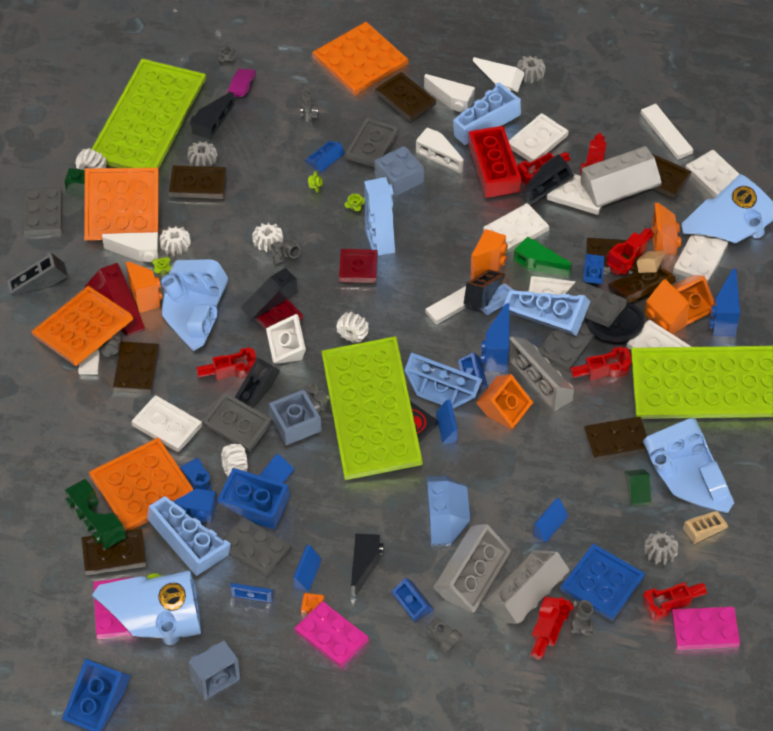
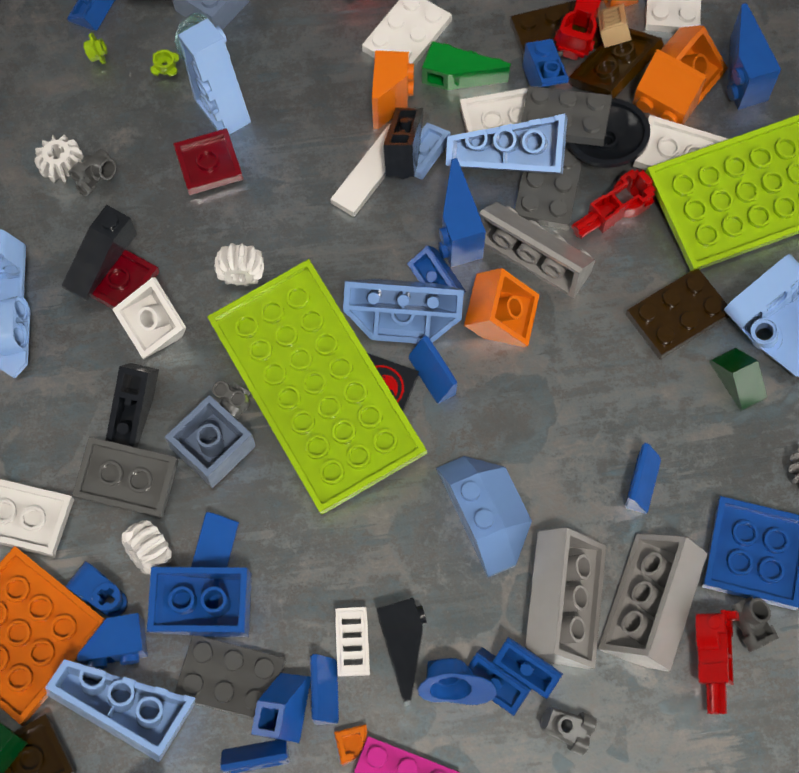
camera: 20 degrees left, 15 degrees up
(226, 365) = (69, 391): red piece -> none
(277, 569) = (282, 708): none -> blue slope
(336, 537) = (350, 614): none -> white slope
(385, 590) = (454, 682): none -> blue piece
(432, 594) = (527, 668): none -> blue slope

